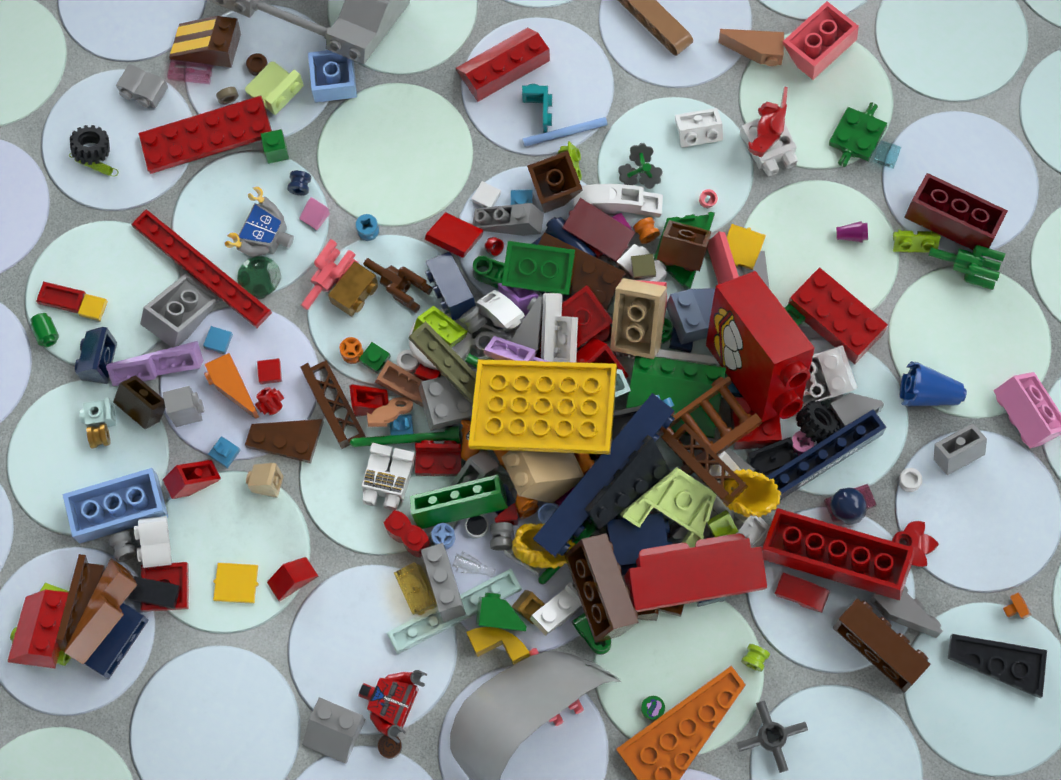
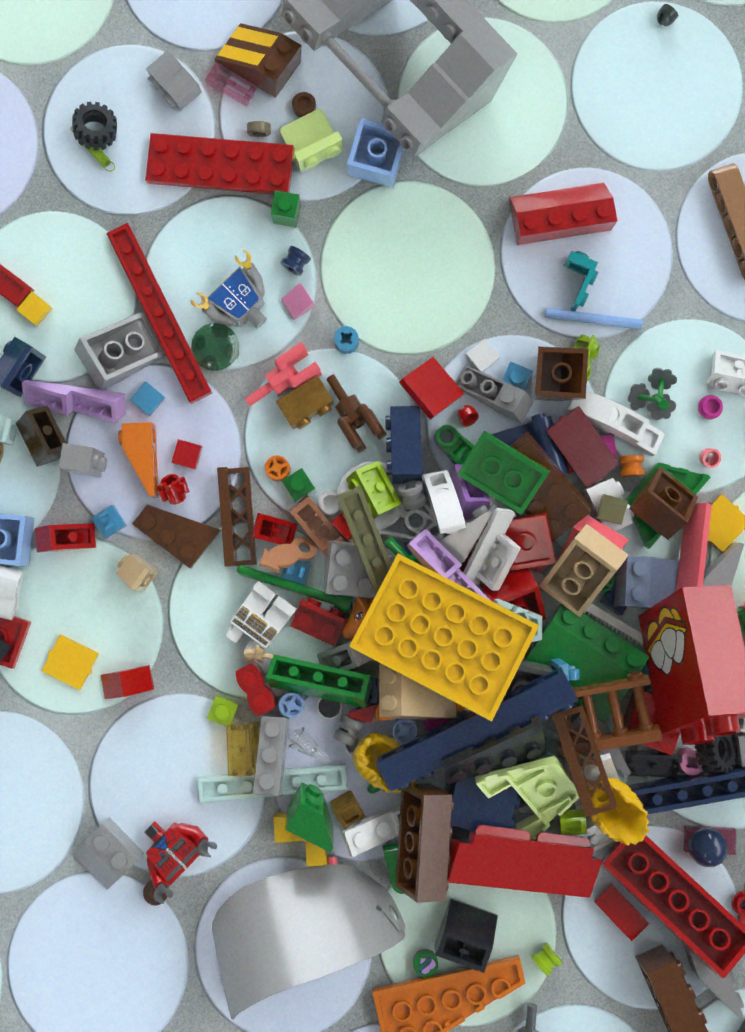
camera: 15 degrees right, 15 degrees up
(385, 567) = (222, 710): none -> lime plate
(395, 501) = (256, 655): none -> tan plant
(676, 664) = (466, 935): none -> black slope
(691, 160) = (710, 407): none -> dark pink plate

